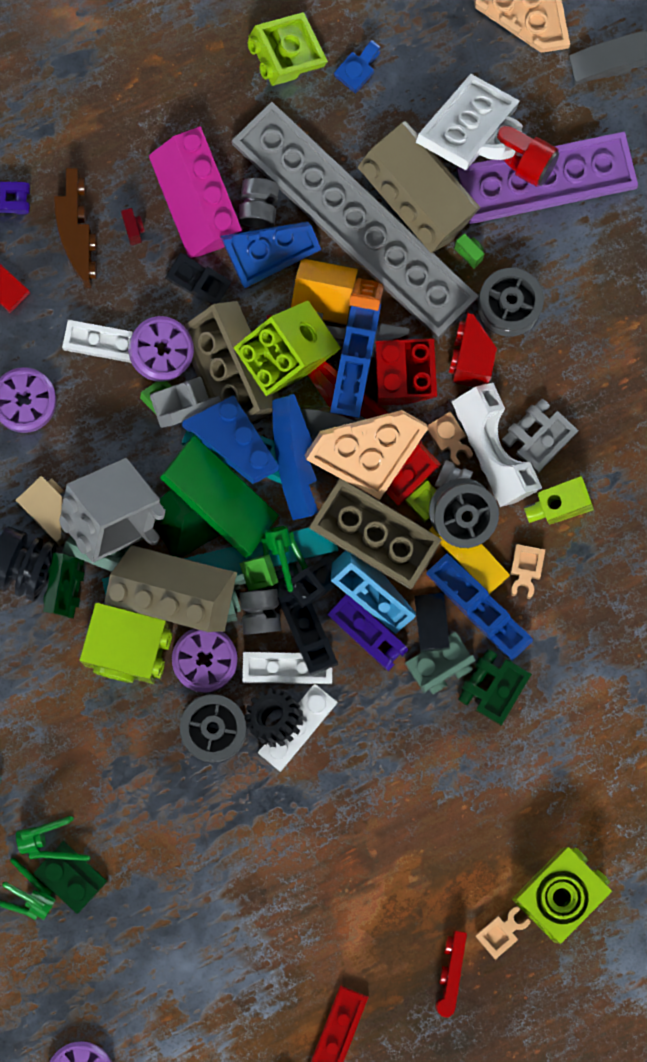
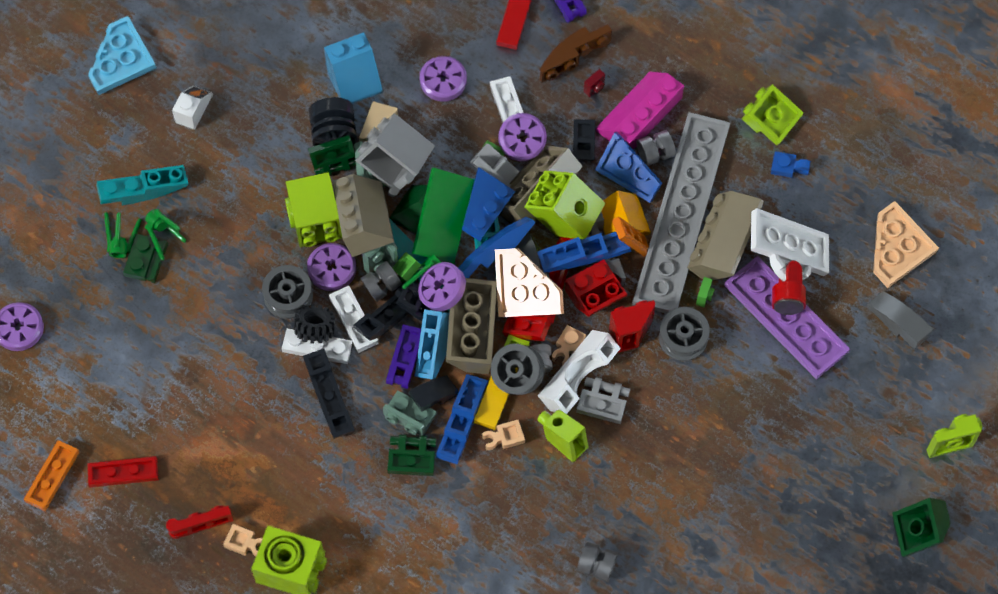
camera: 65 degrees right, 15 degrees down
(326, 530) = (433, 278): none -> medium lavender wheel
(370, 745) = (328, 393): none -> black slope

